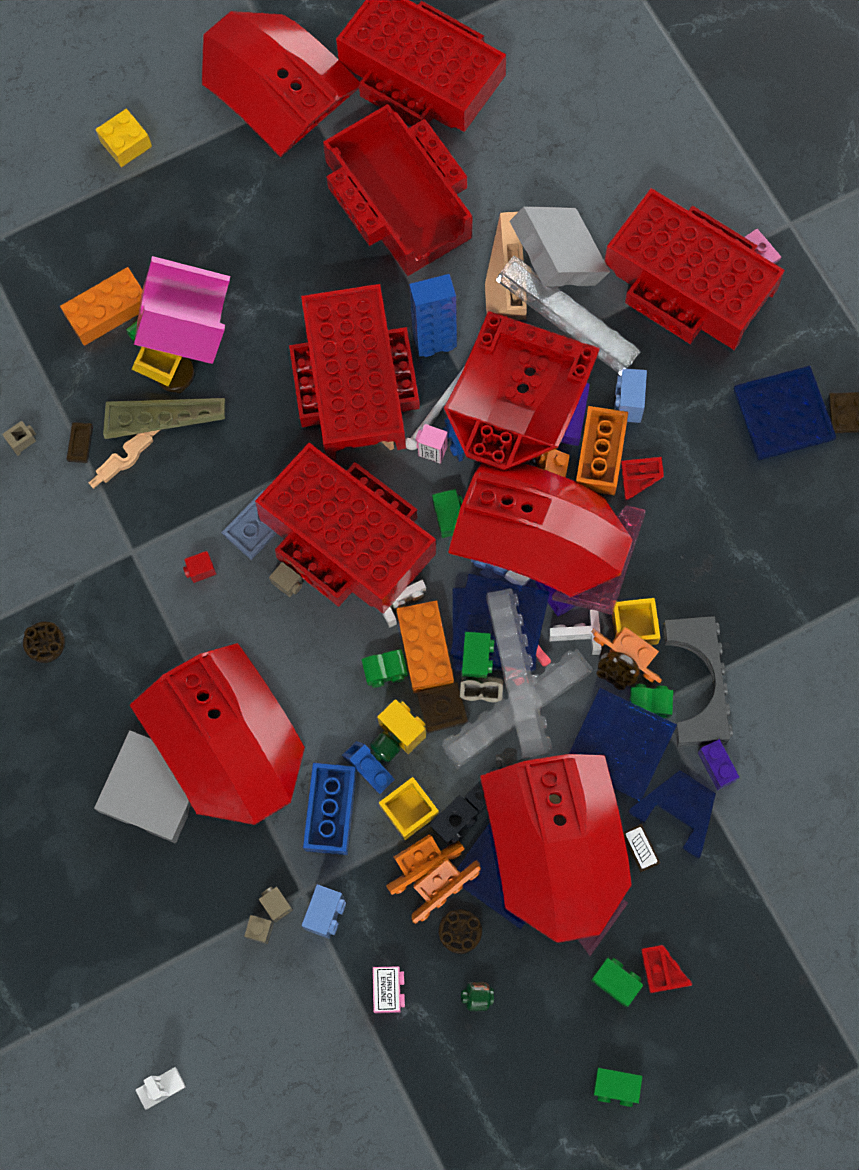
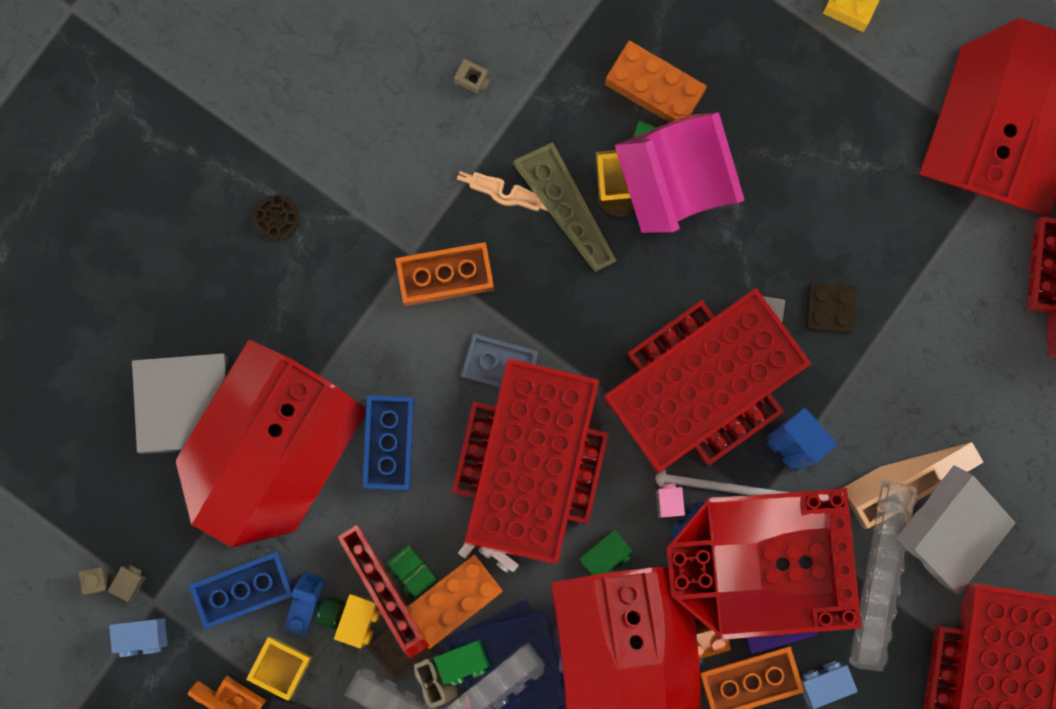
camera: 60 degrees right, 10 degrees up
(79, 442) = (498, 138): dark brown tile -> none
(163, 529) = (444, 274): none -> orange brick
(199, 567) = (425, 330): red brick -> none
(273, 635) = (388, 443): none -> blue brick
(286, 580) = (454, 426): dark tan brick -> none
(346, 263) = (831, 307): none -> dark brown plate
(386, 690) = (383, 591): none -> red brick
(399, 187) = (941, 321): red piece -> none

